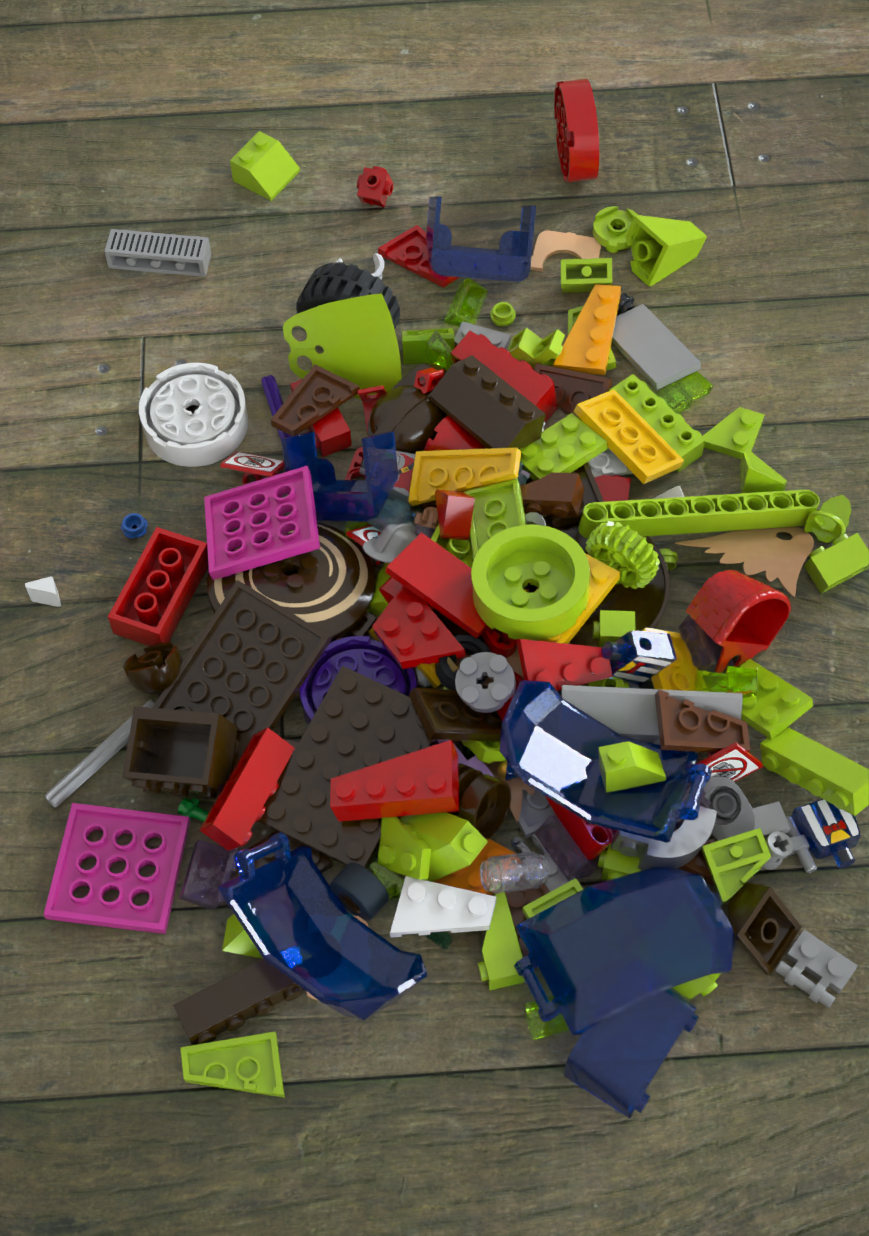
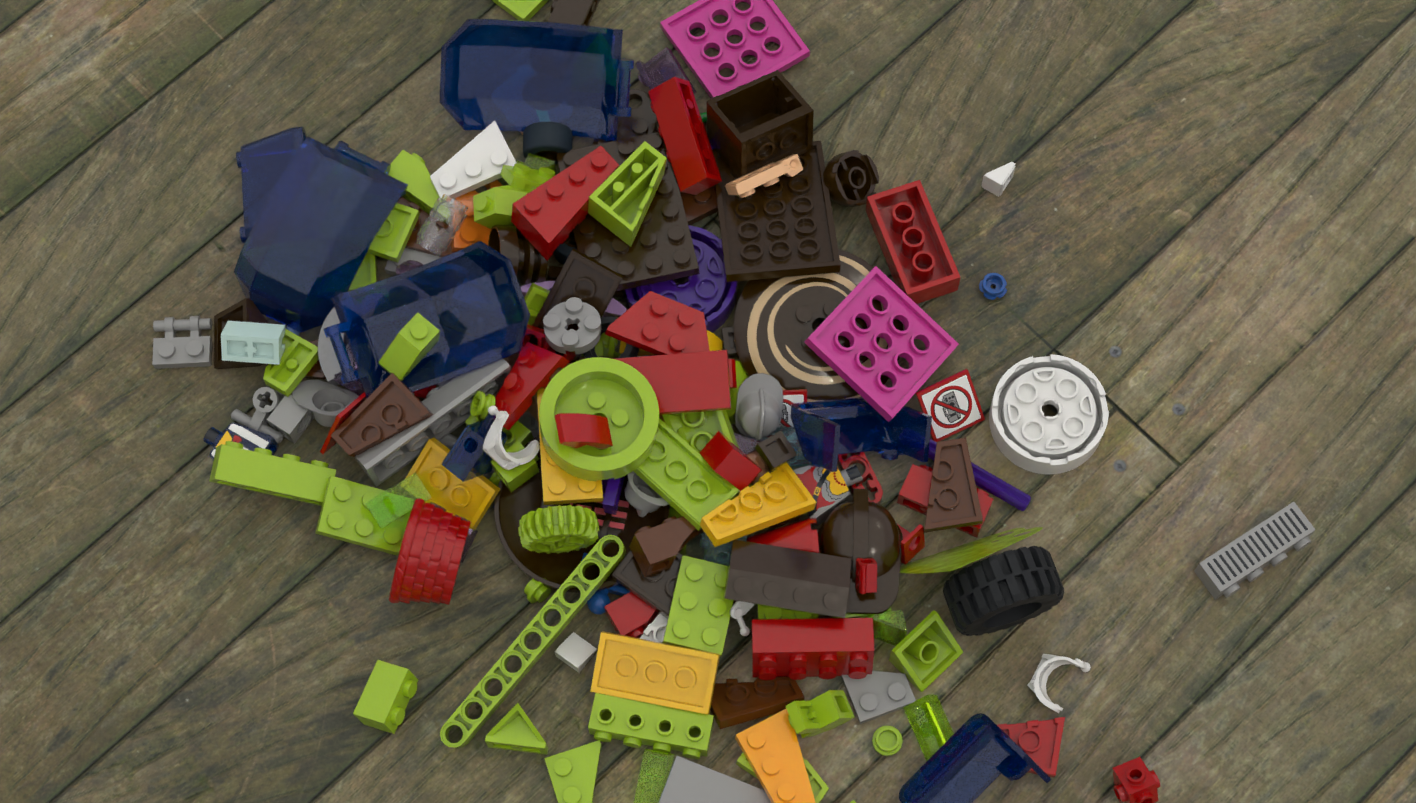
camera: 140 degrees right, 10 degrees up
(91, 763) = (829, 100): light grey axle -> none
(236, 707) = (765, 175): none -> light nougat hinge
(263, 166) = (1264, 728): lime slope -> none
(338, 752) = (628, 192): none -> lime wedge
(411, 503) = (775, 450): none -> dark brown tile
(555, 561) = (583, 429): none -> red slope
(608, 674) = (481, 403): none -> lime bush
(615, 622) = (494, 448): none -> white helmet
(759, 884) = (252, 342): none -> light aqua hinge
(762, 552) = (454, 647): medium nougat piece -> none
(830, 520) = (424, 744): lime piece -> none

